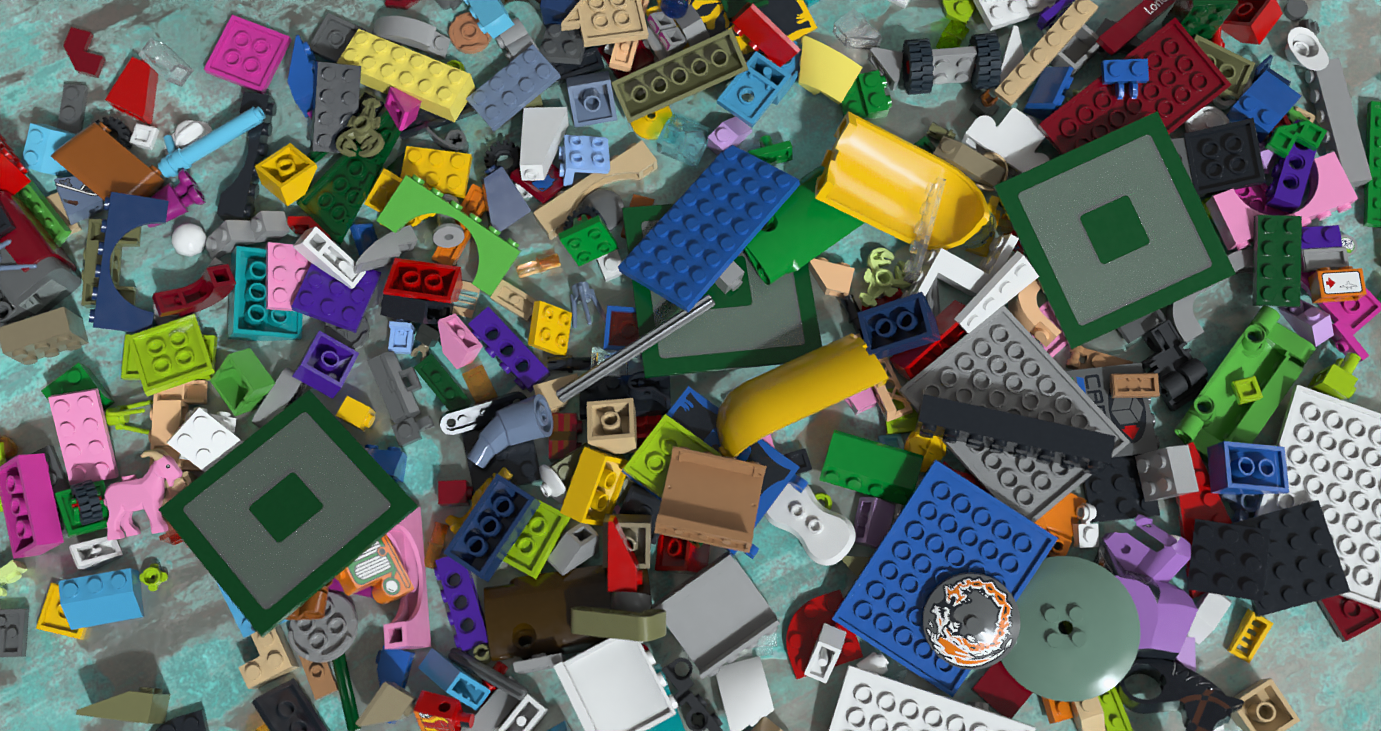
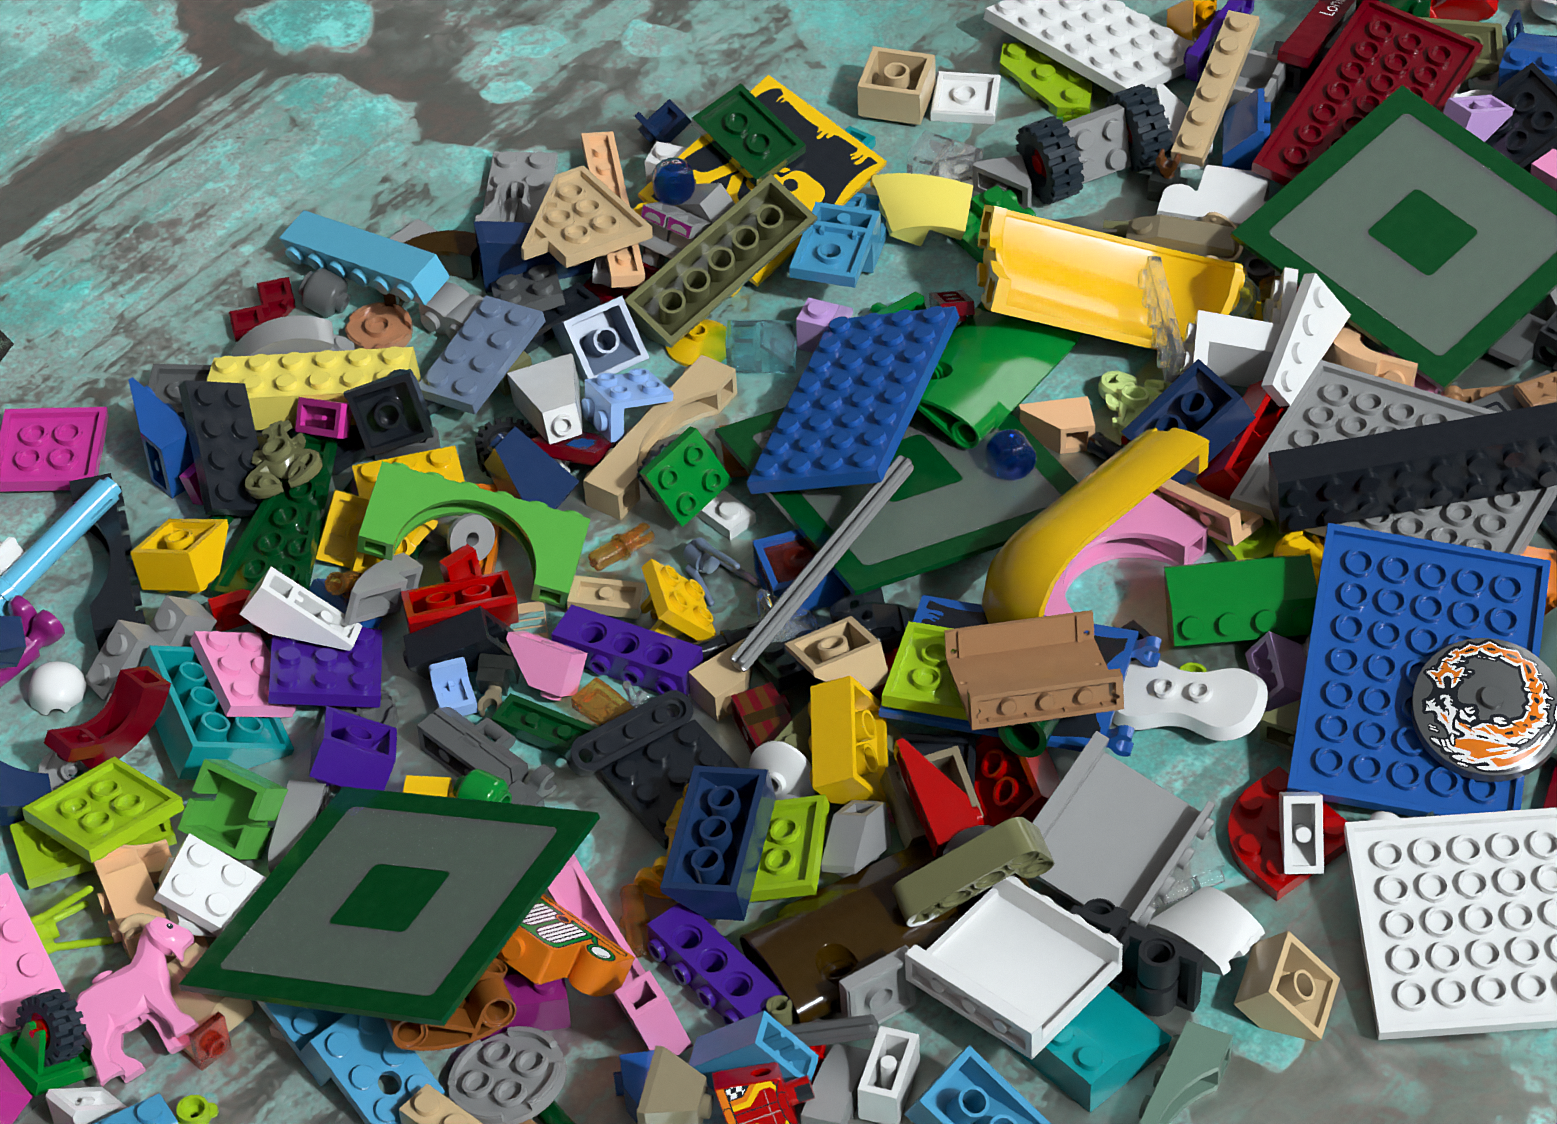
camera: 20 degrees left, 30 degrees down
(368, 238) = (342, 583): none -> clear orange pin
(381, 429) = (482, 786): none -> green head
(435, 253) = (460, 564): none -> red plate
(437, 123) = (390, 412): none -> black slope
(454, 493) = (632, 845): dark red brick -> none
(501, 387) = (635, 698): none -> clear hand
(513, 425) = (680, 717): sand blue piece -> none
(731, 278) = (918, 447): light grey brick -> none
(764, 35) = (821, 171): red slope -> none
(785, 301) = (1010, 454): none -> clear blue head
(806, 160) = (958, 298): none -> dark red plate
(1124, 72) = (1336, 69): blue hinge -> none
(1197, 144) = (1478, 114): none -> lavender slope

